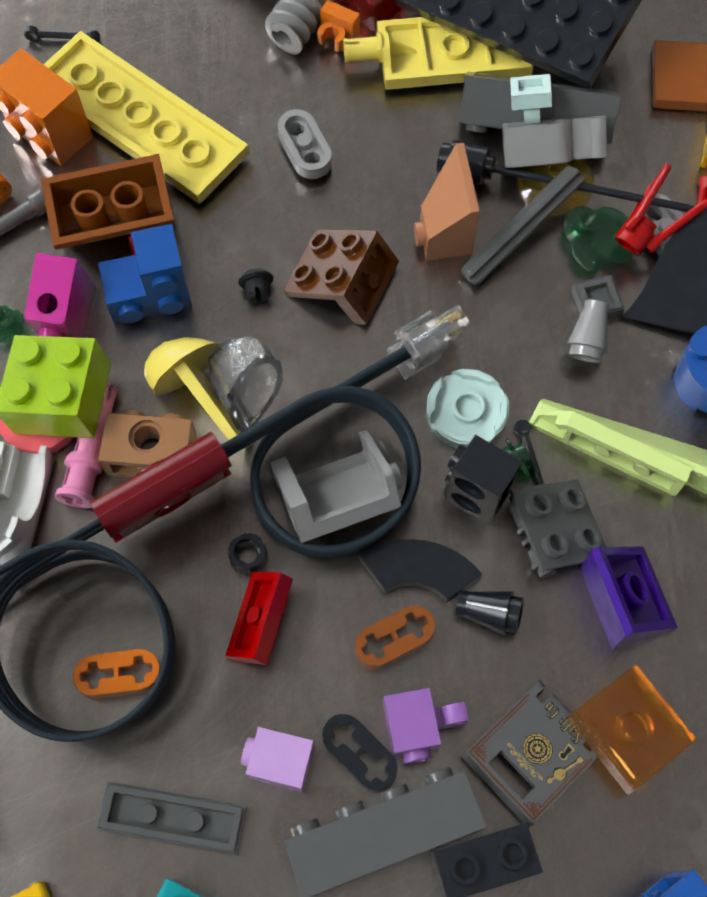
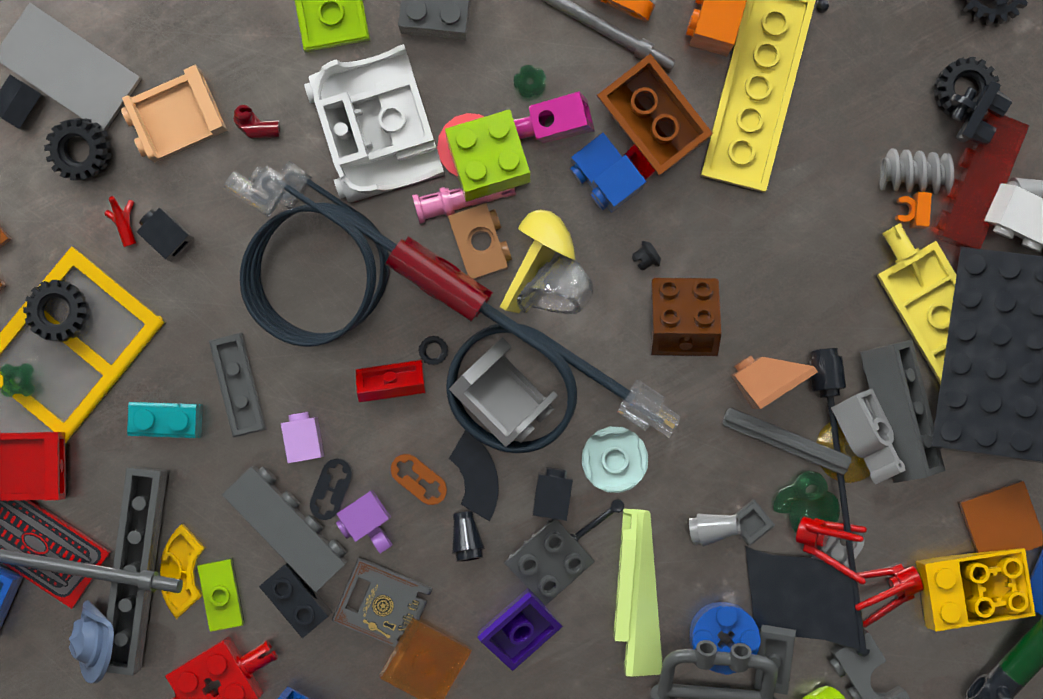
camera: 70 degrees right, 20 degrees up
(116, 663) = (319, 299): orange beam -> none
(306, 146) = (789, 234): light grey plate -> none
(520, 453) = (585, 511): clear green plate -> none
(530, 95) = (892, 405): light aqua tile -> none

